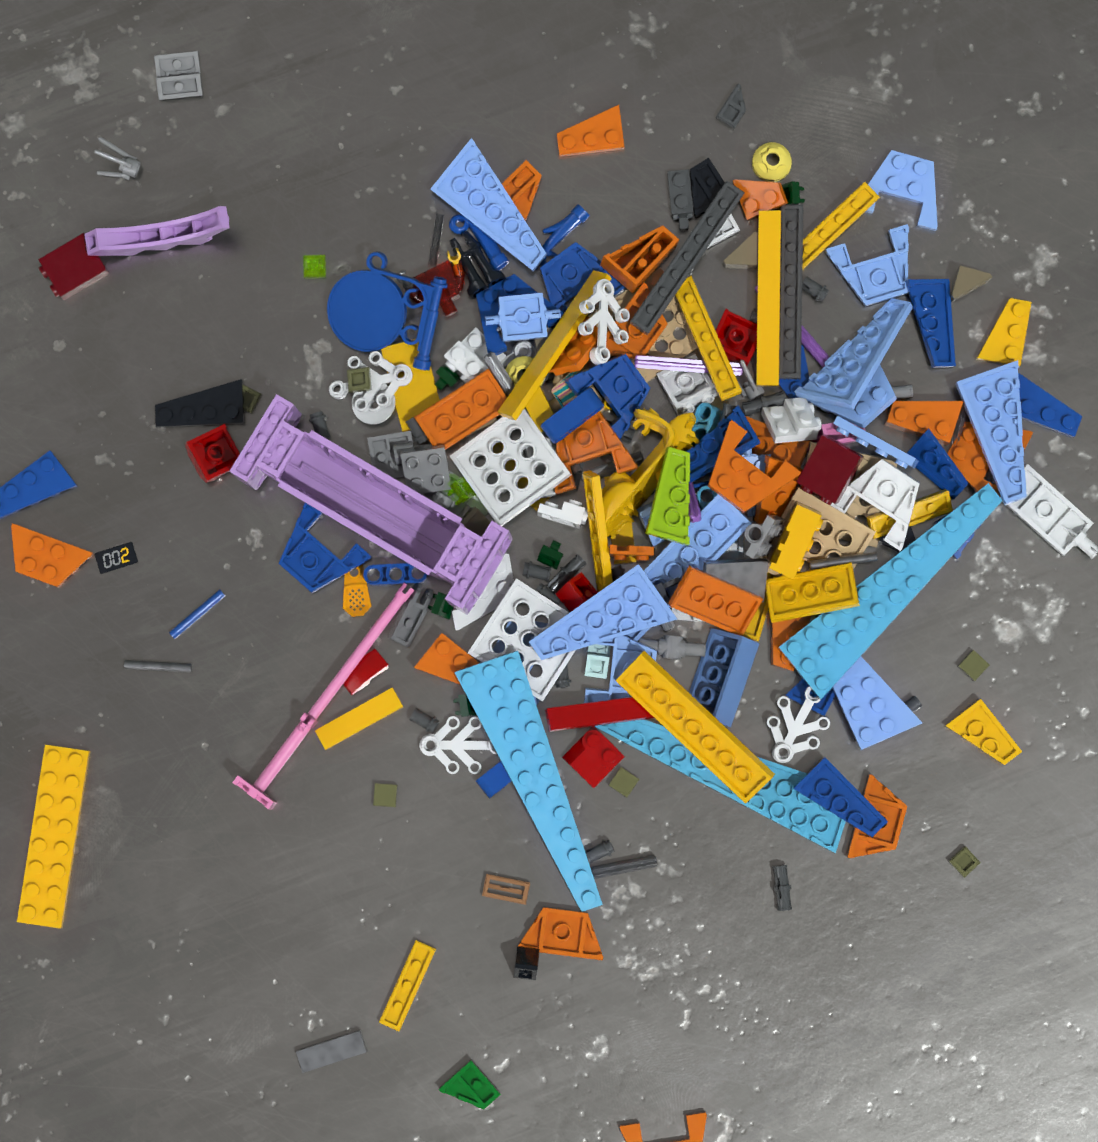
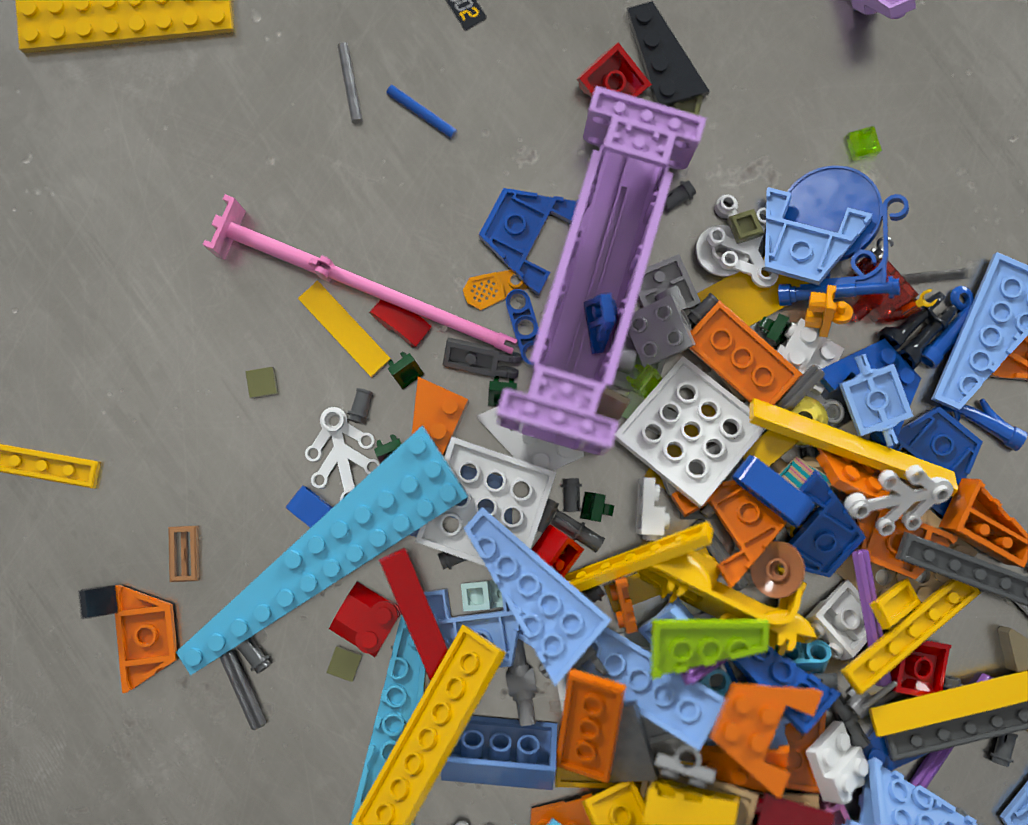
camera: 75 degrees right, 0 degrees up
(390, 342) = (802, 249): none -> light blue wing
(405, 677) = (405, 370): none -> dark green tile
(407, 513) = (600, 319): none -> blue wing
(443, 338) = (824, 311): none -> light orange hips
(632, 436) = (766, 574): none -> nougat dish
(682, 344) = (895, 603): none -> yellow tile

